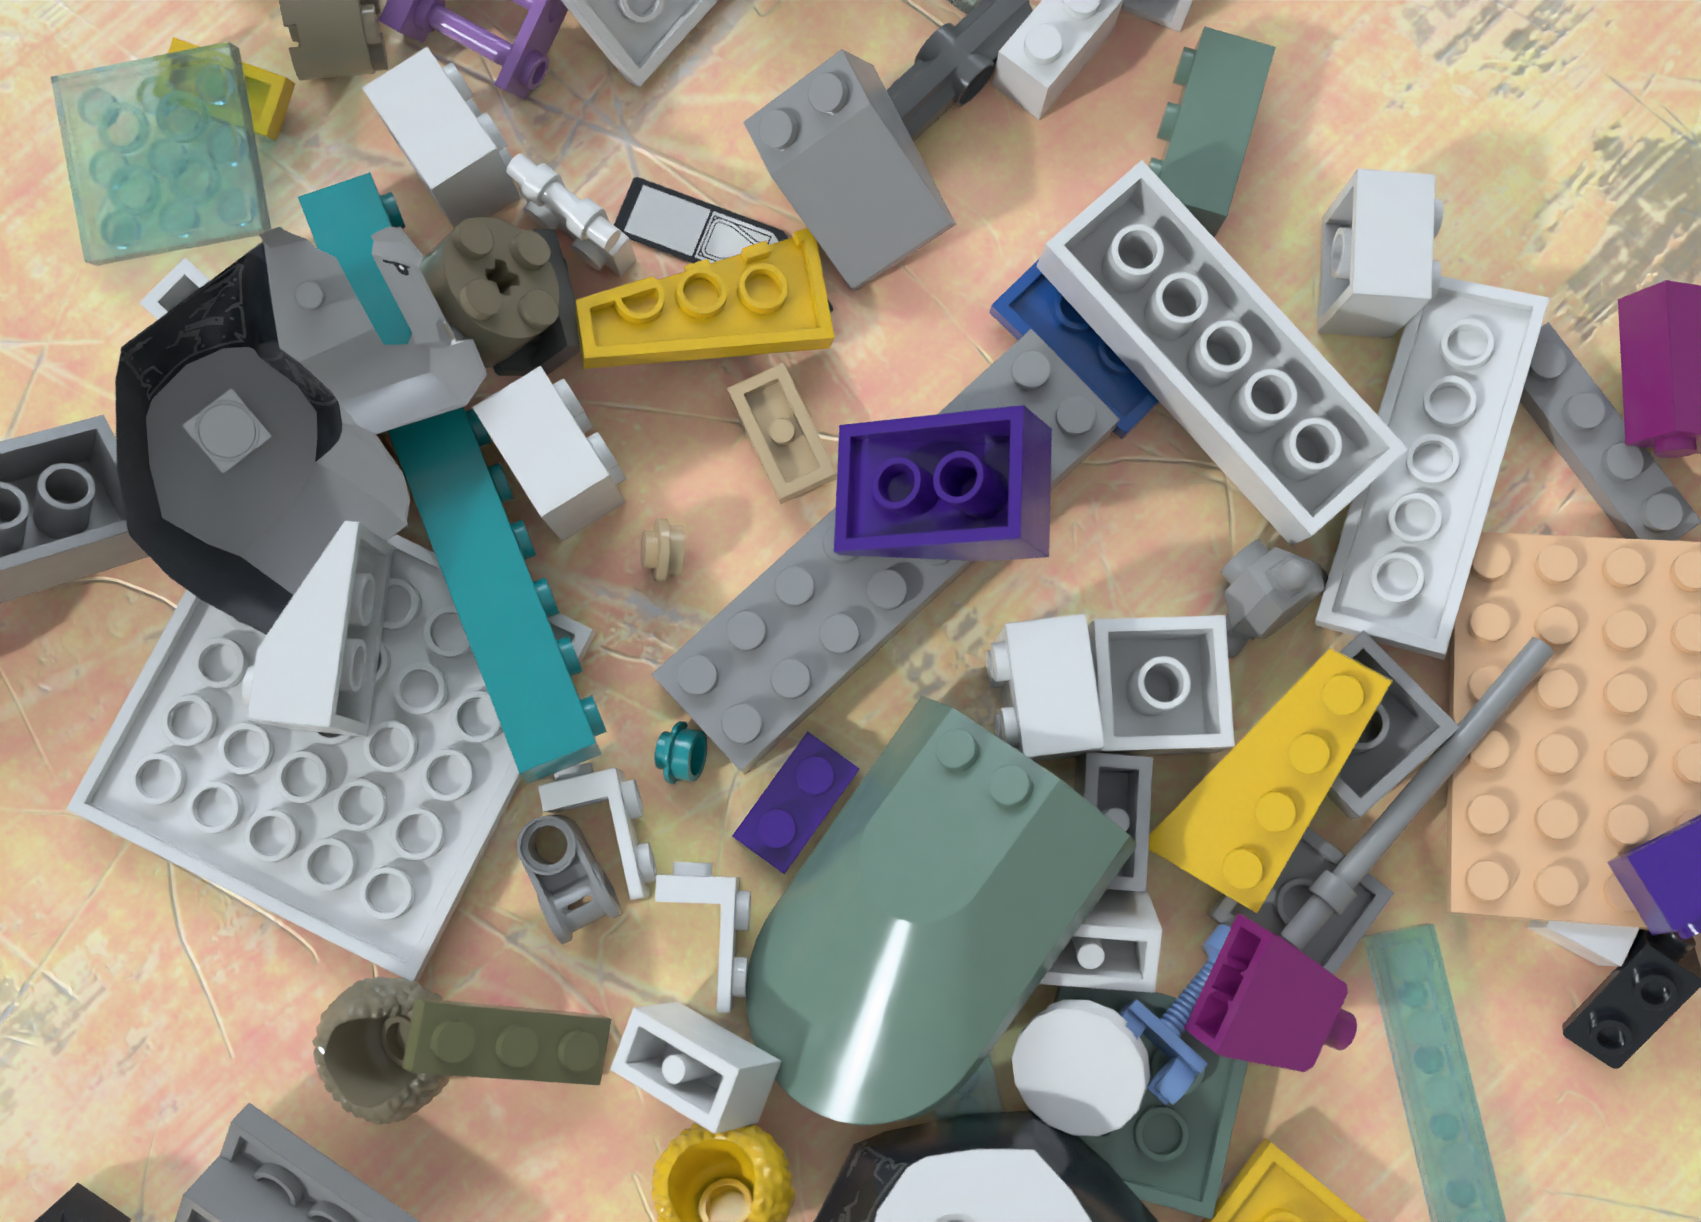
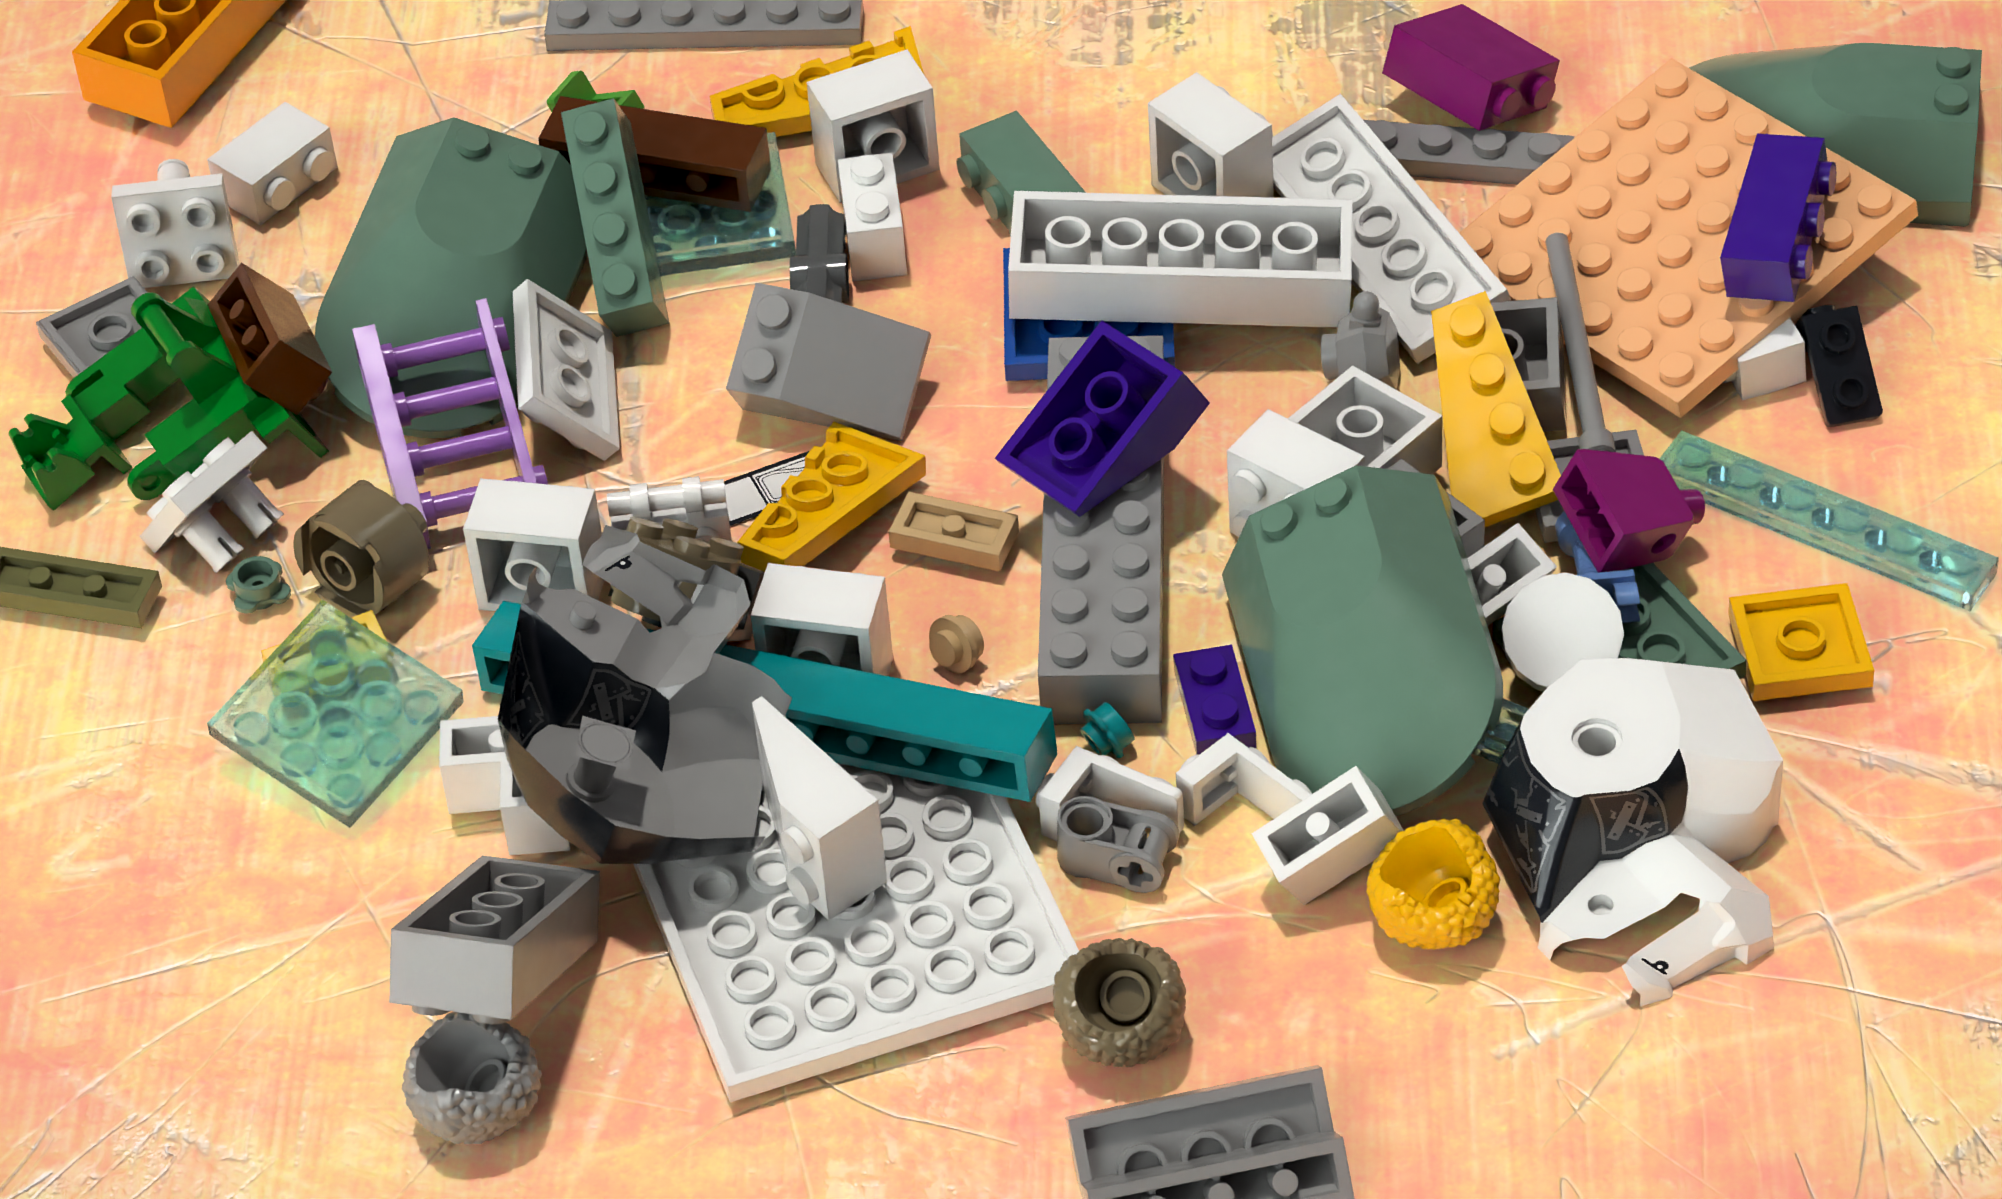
camera: 40 degrees left, 35 degrees down
(506, 1042) = (1196, 927): olive plate -> none

